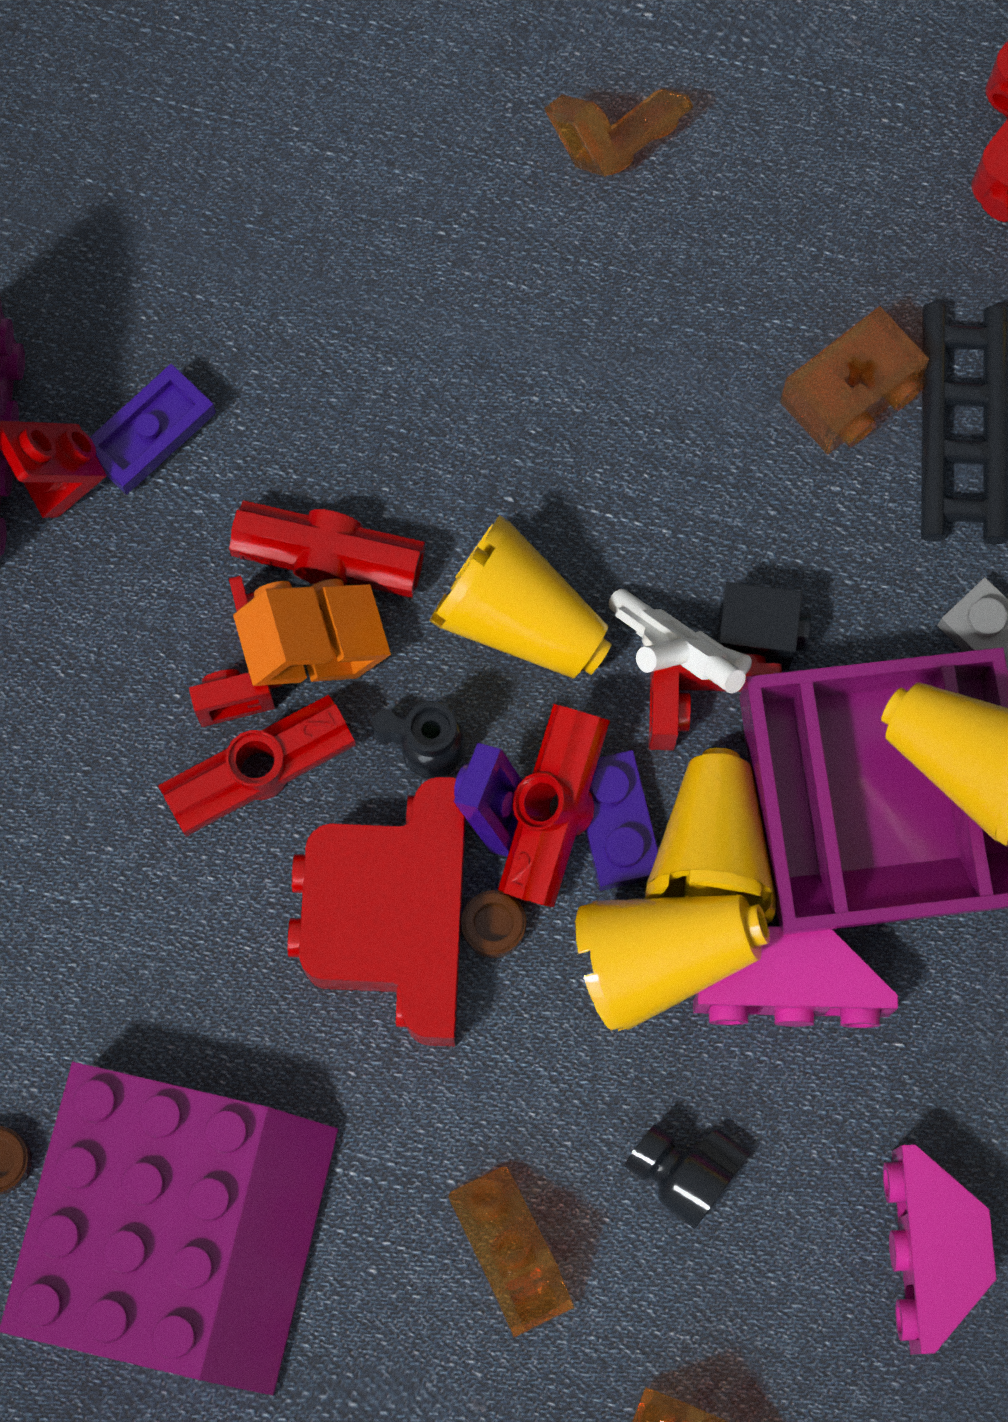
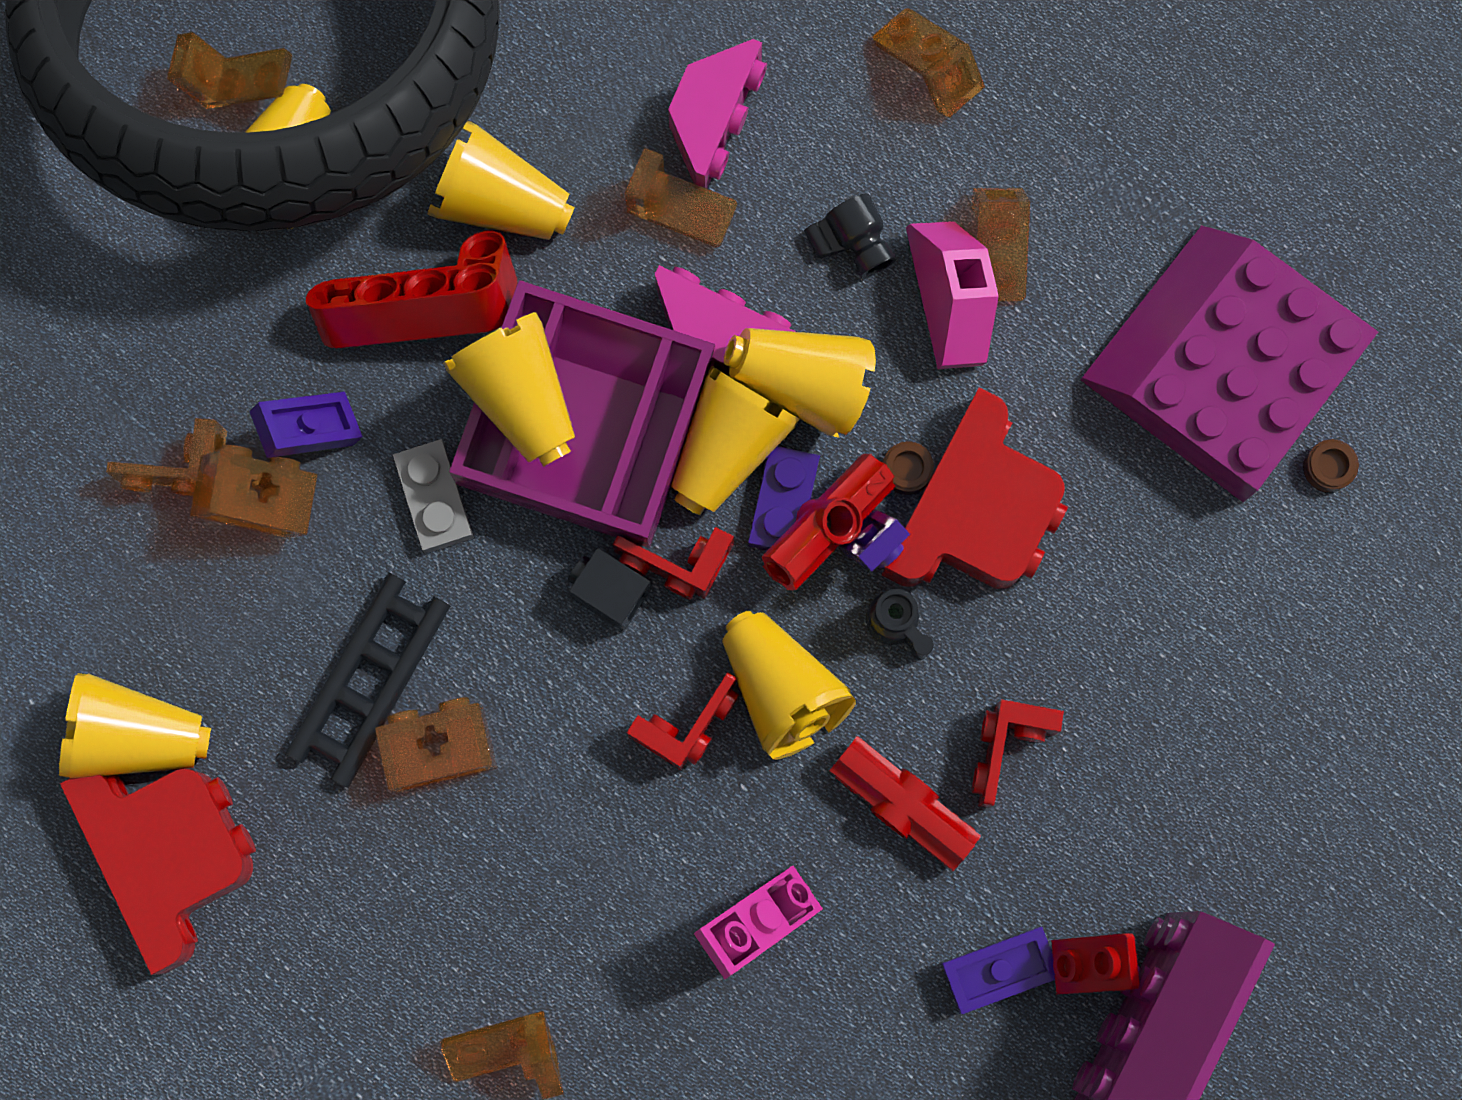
camera: 155 degrees left, 5 degrees up
(294, 743) = (1063, 654): red piece -> none
(320, 626) = (954, 731): orange piece -> none
(431, 346) = (758, 922): none -> dark pink slope
(539, 1156) = (955, 292): none -> dark pink slope
(620, 493) = (660, 735): none -> red bracket
(672, 644) = (684, 591): white piece -> none
(916, 1110) = (677, 202): none -> clear orange bracket

